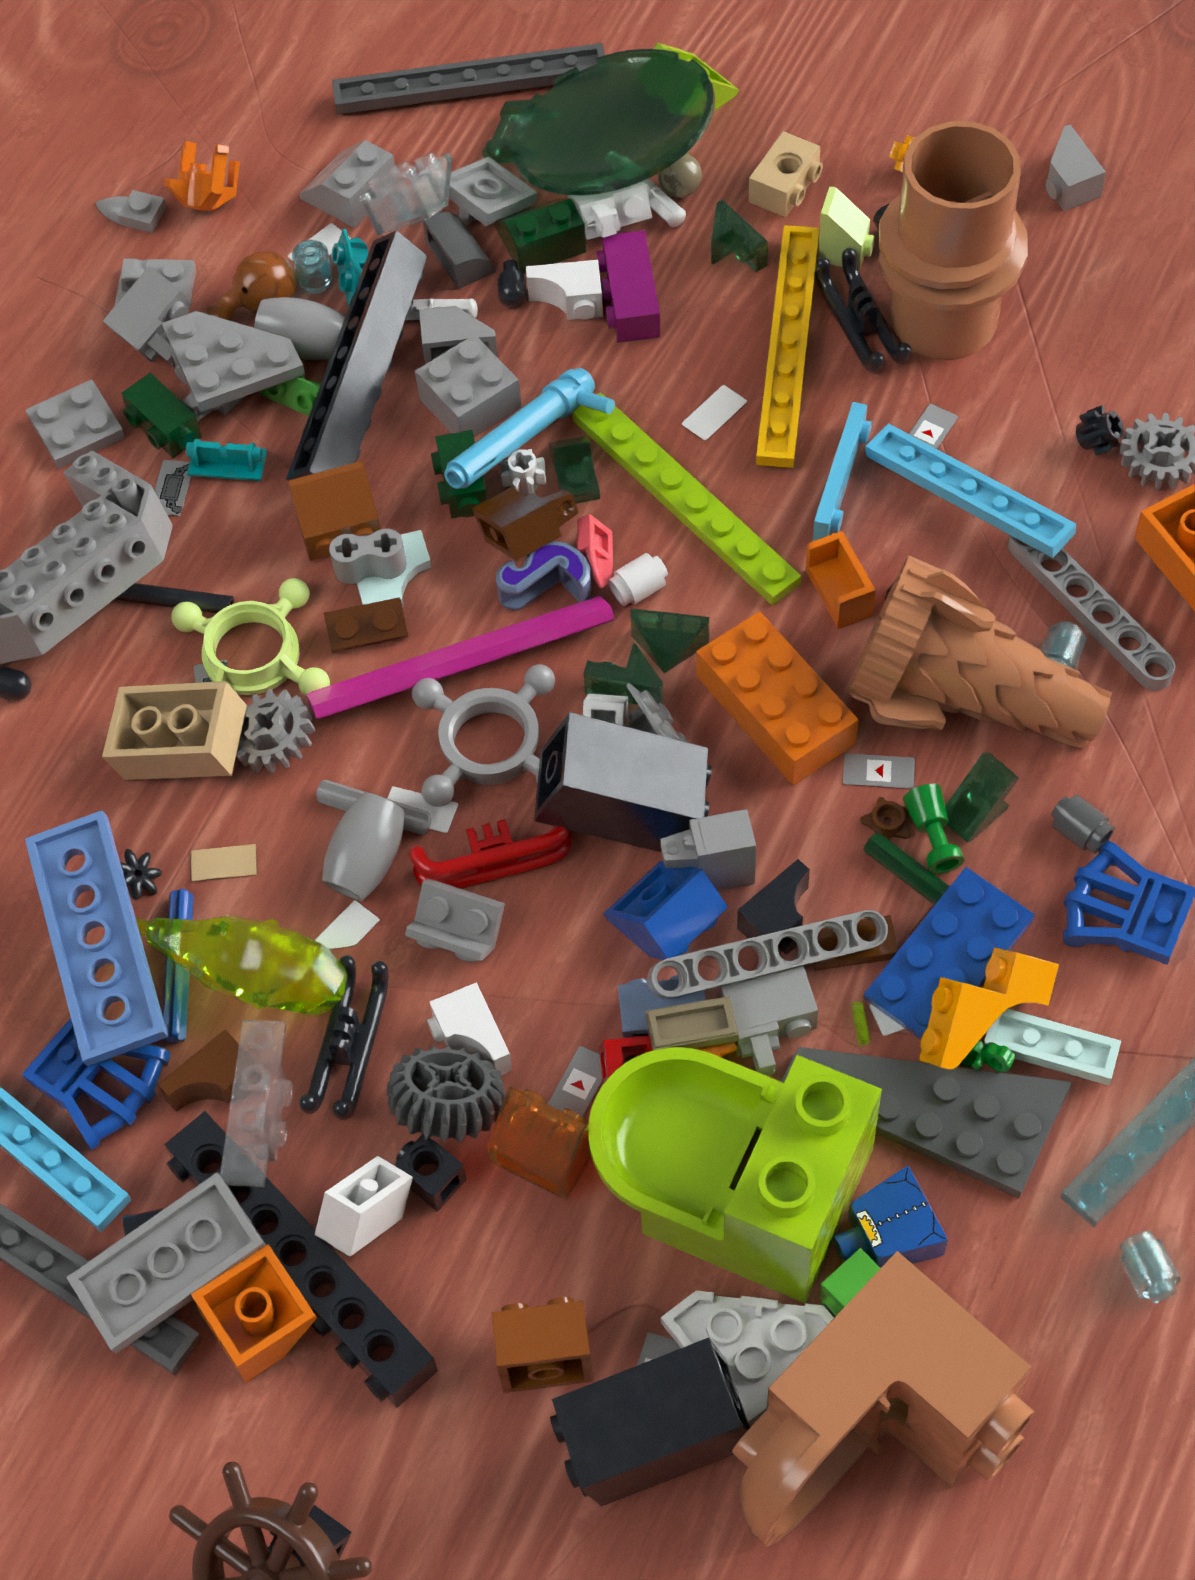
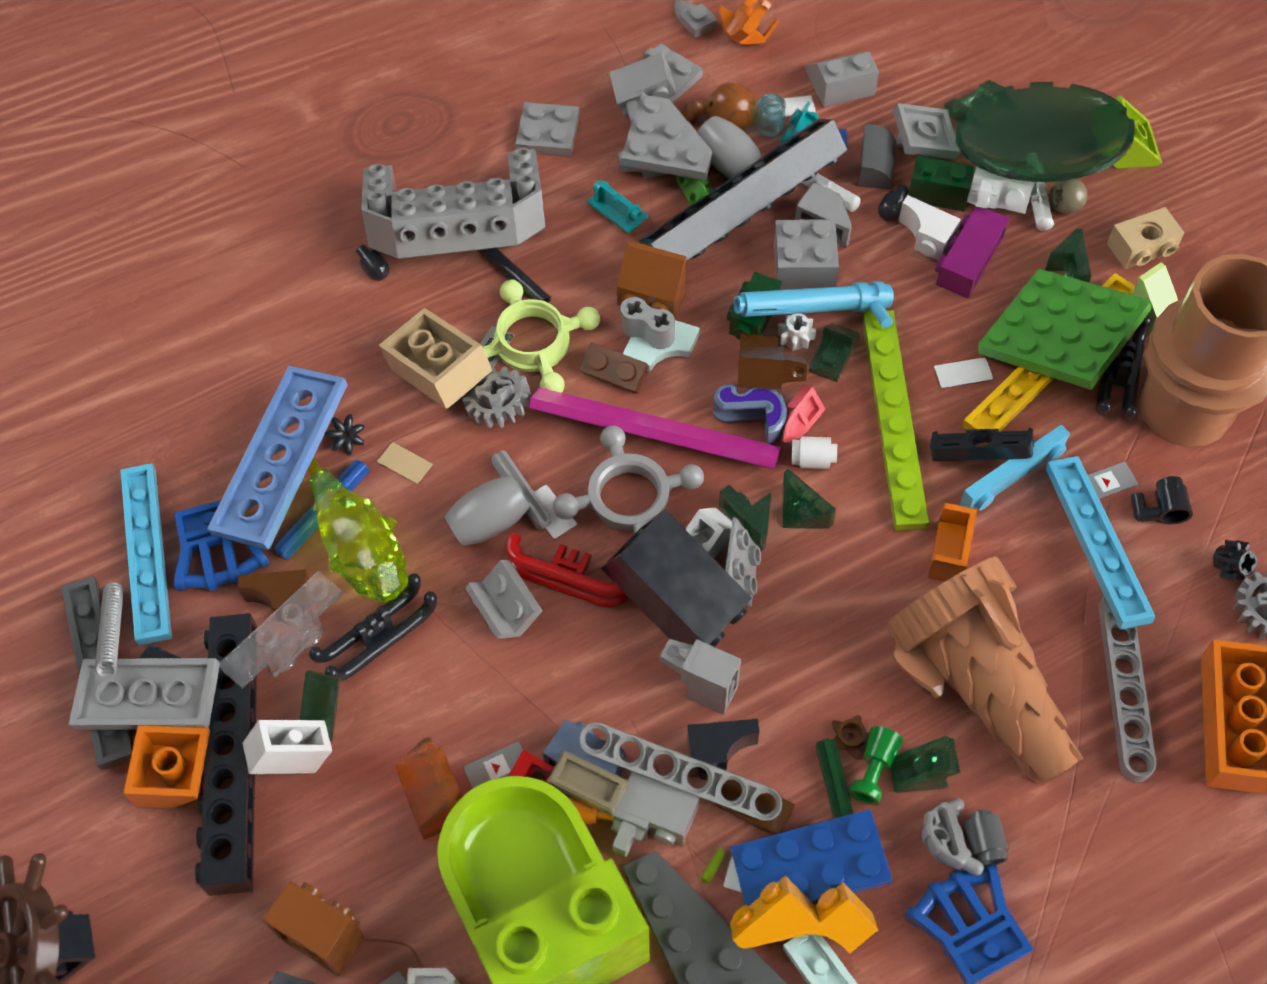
camera: 35 degrees right, 0 degrees up
(63, 1237) = (108, 636): none -> light grey piece
(160, 414) = (600, 153): dark green brick -> none
(172, 486) = (571, 205): sticker -> none
(348, 927) = (441, 558): white sticker -> none
(353, 1137) = (320, 699): none -> clear green slope
(408, 193) = (869, 102): clear slope -> none
(443, 1183) = (357, 767): black brick -> none
(445, 1093) = (393, 718): dark grey gear -> none
(460, 79) = (971, 48): dark grey plate -> none
(466, 1021) = (457, 673): white arch -> none
(667, 910) = (644, 692): blue slope -> none
(776, 698) = (840, 596): orange brick -> none
(781, 307) = (1065, 328): none -> bright green plate
(815, 457) = (1001, 445): none -> black piece
(879, 770) = (874, 696): light grey sticker -> none
(995, 1056) = (782, 958): green piece -> none
(1003, 412) = (1171, 501): none -> black piece
(1048, 849) = (945, 837): none -> light grey piece
(1064, 643) = (1077, 700): clear light blue brick -> none

